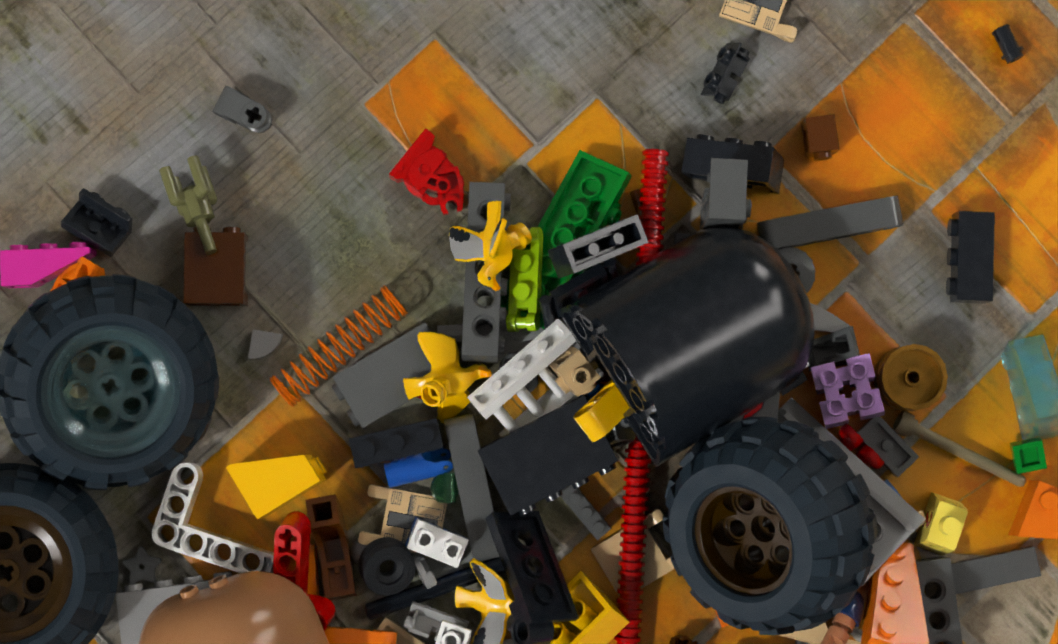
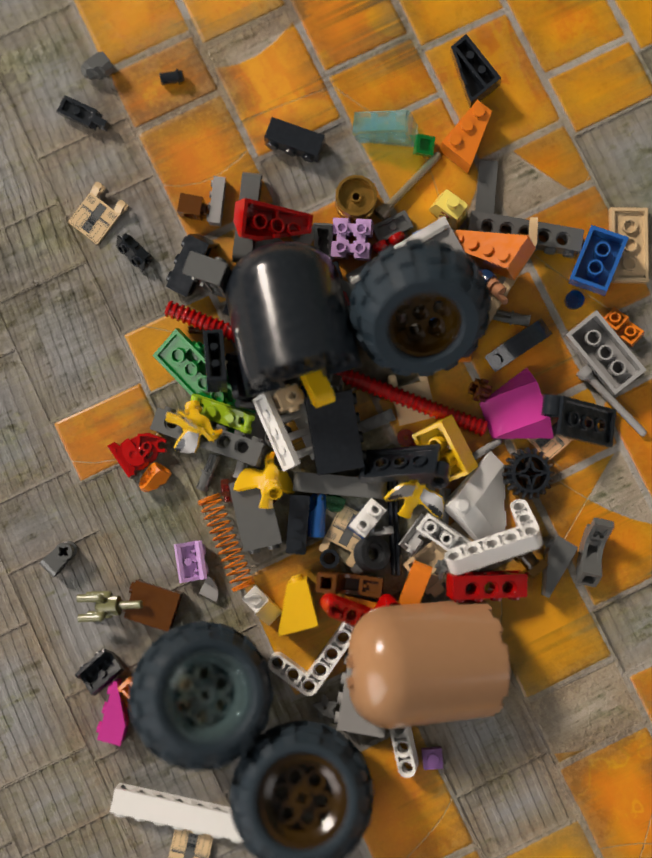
camera: 70 degrees left, 0 degrees up
(262, 427) = (262, 605): none -> white slope
(295, 303) = (191, 561): none -> lavender bracket
(350, 505) = (329, 565): none -> black piece
(401, 210) = (154, 477): none -> orange rock
(415, 320) = (225, 490): none -> clear red piece
(432, 287) = (208, 472): none -> dark grey axle
(566, 563) = (400, 438): none -> clear red piece
(831, 255) = (266, 221): none -> red wedge
(841, 171) = (217, 201): none -> light grey piece

